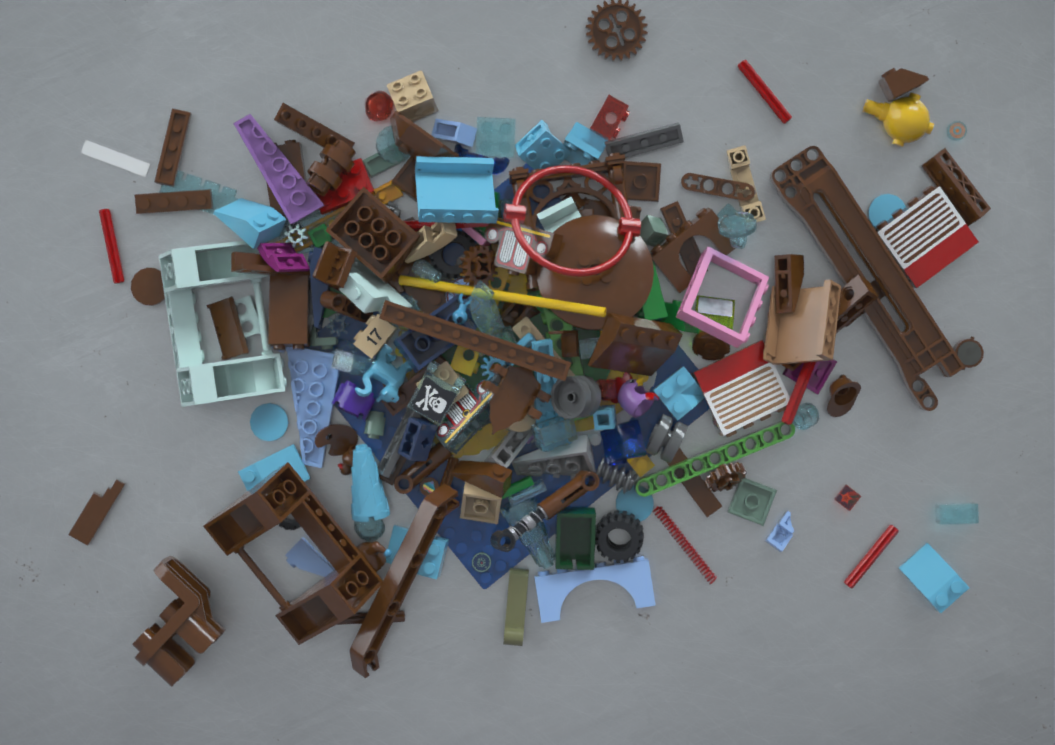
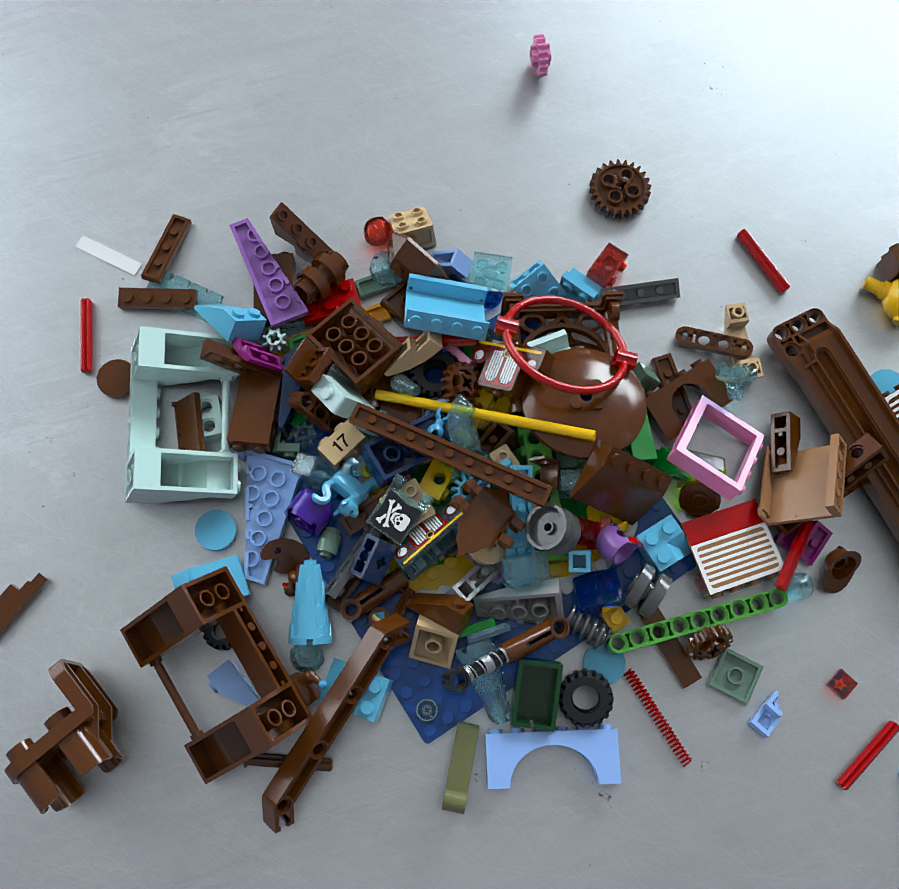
camera: 10 degrees right, 15 degrees down
(642, 180) = (637, 330): reddish brown tile -> none

